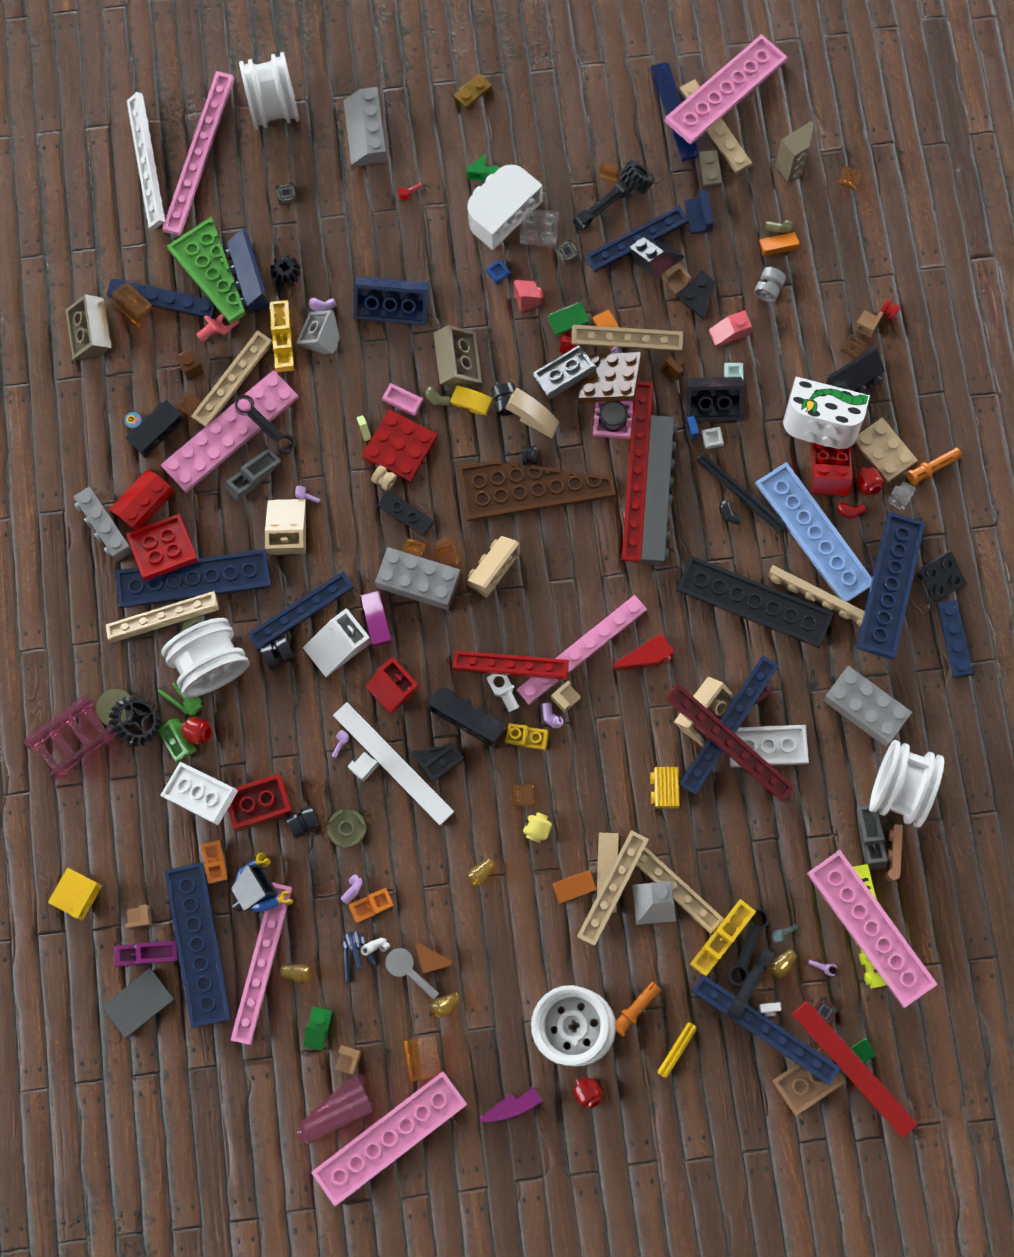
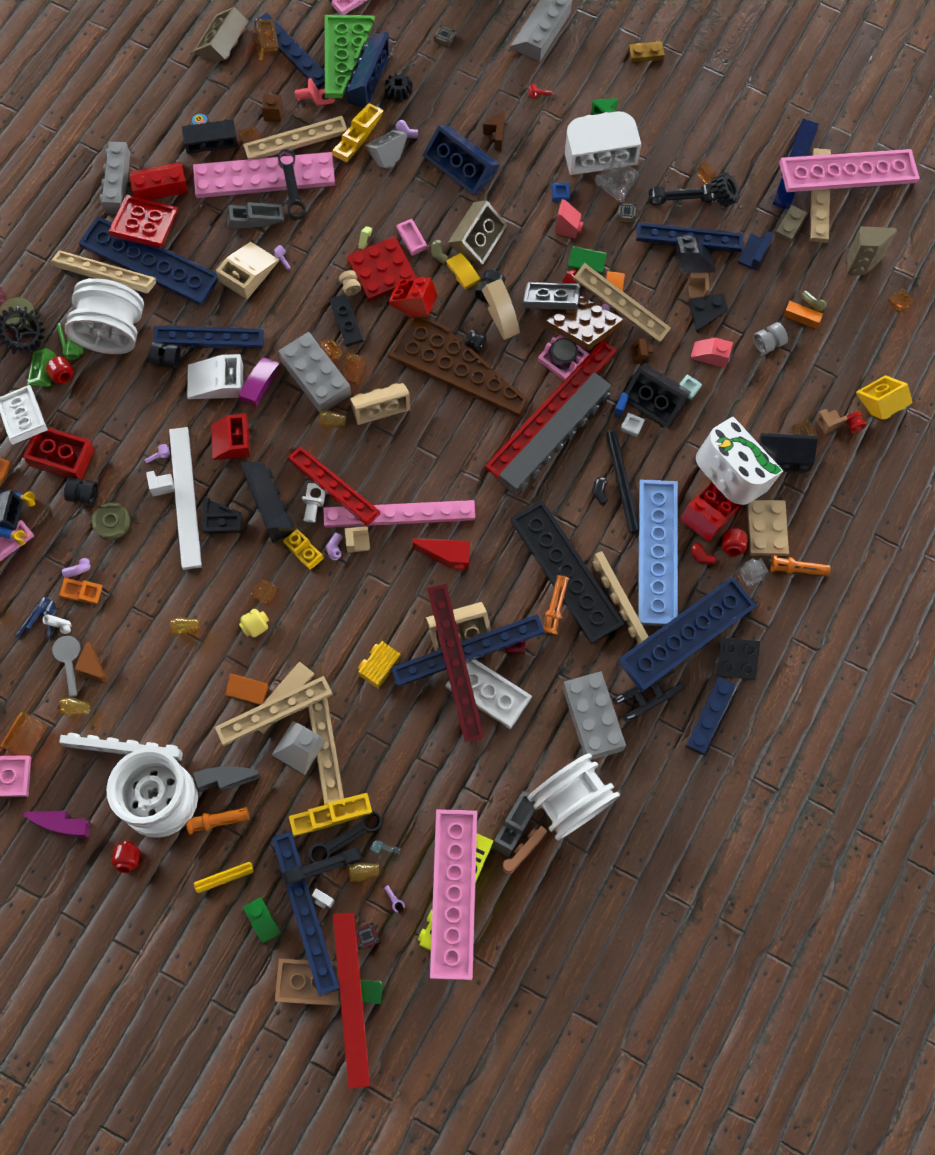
camera: 30 degrees right, 5 degrees down
(400, 250) = (495, 127): none -> reddish brown slope
(451, 453) = (414, 296): none -> red slope
(462, 609) = (331, 419): none -> clear yellow cone
(503, 1012) = (113, 745): none -> white plate
(614, 970) = (225, 777): none -> dark grey slope
(733, 1061) = (261, 920): none -> green slope
(772, 645) = (553, 614): none -> orange pin
(897, 271) = (885, 397): none -> yellow slope
(898, 668) = (643, 705): none -> black piece

